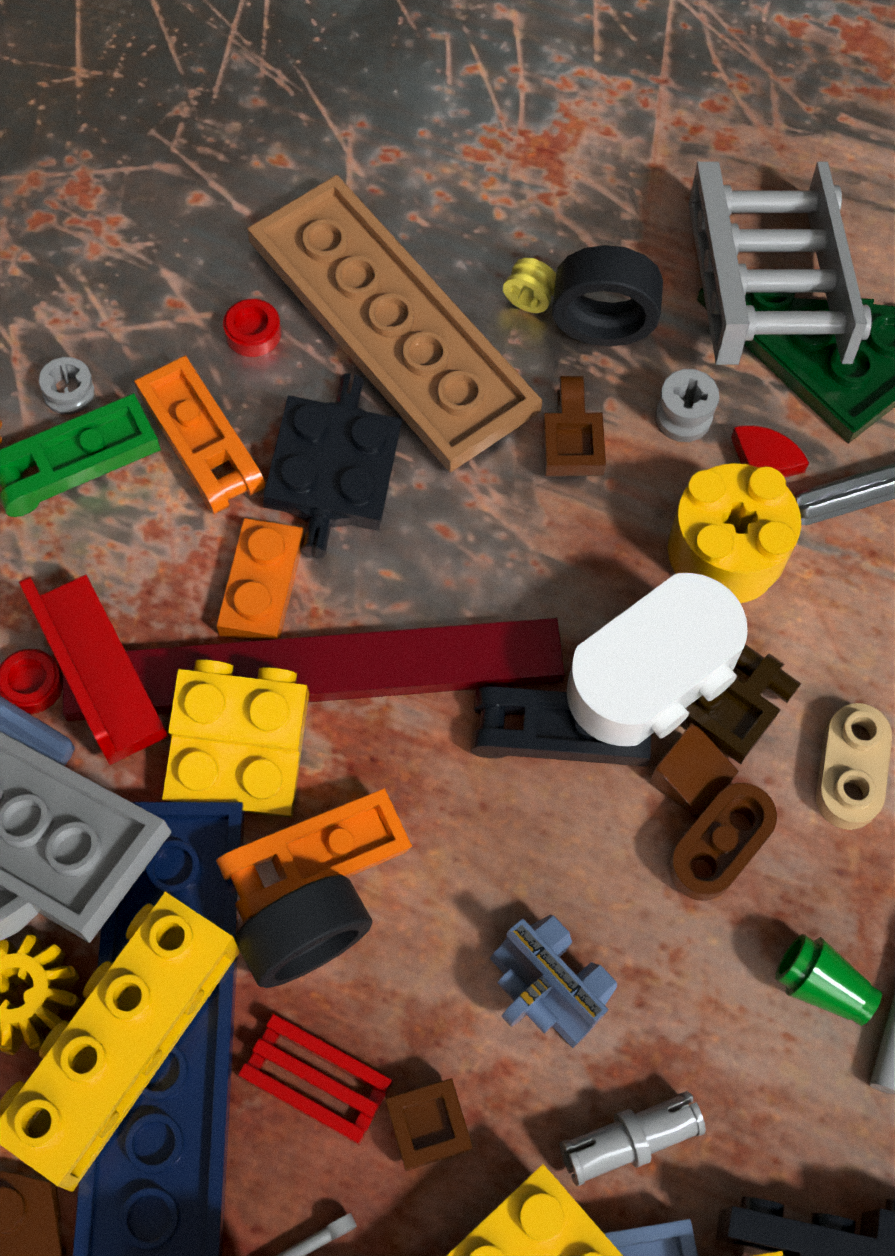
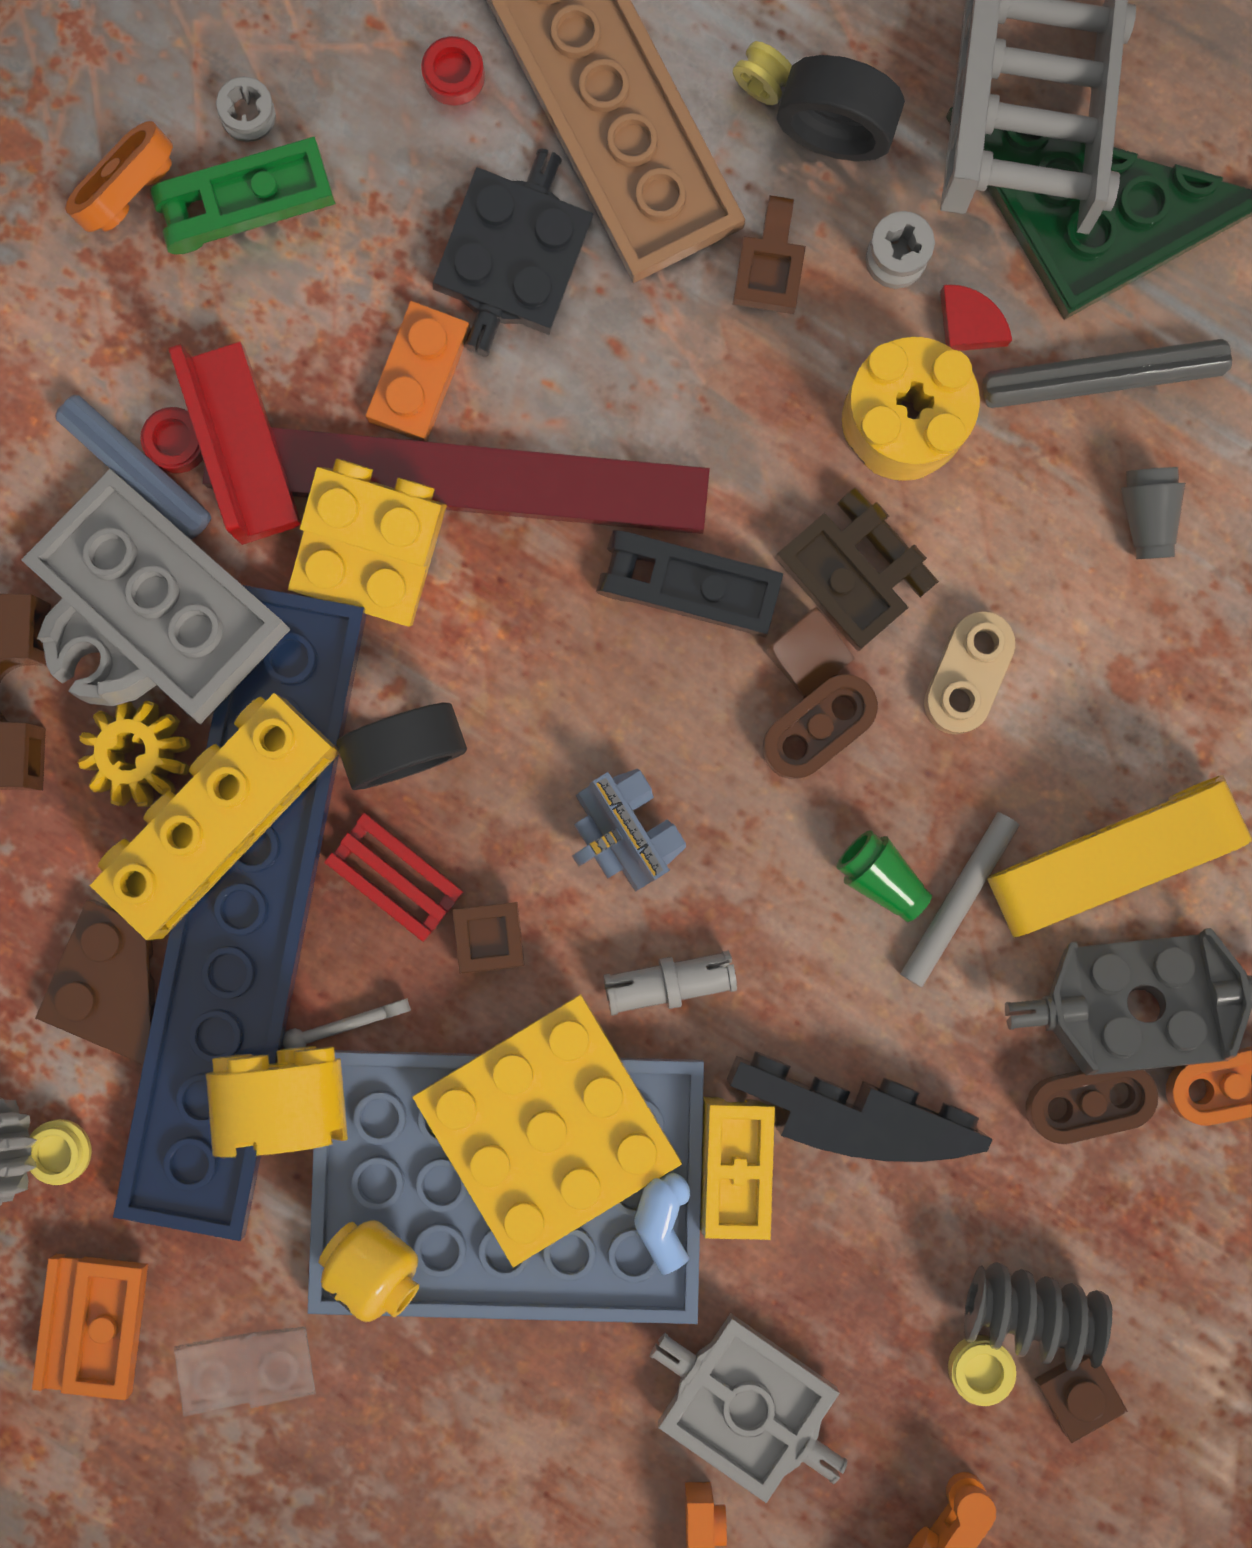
camera: 10 degrees right, 20 degrees up
(199, 433) = (376, 191): orange plate -> none
(326, 845) = (427, 671): orange plate -> none
(657, 660) = (795, 539): white brick -> none

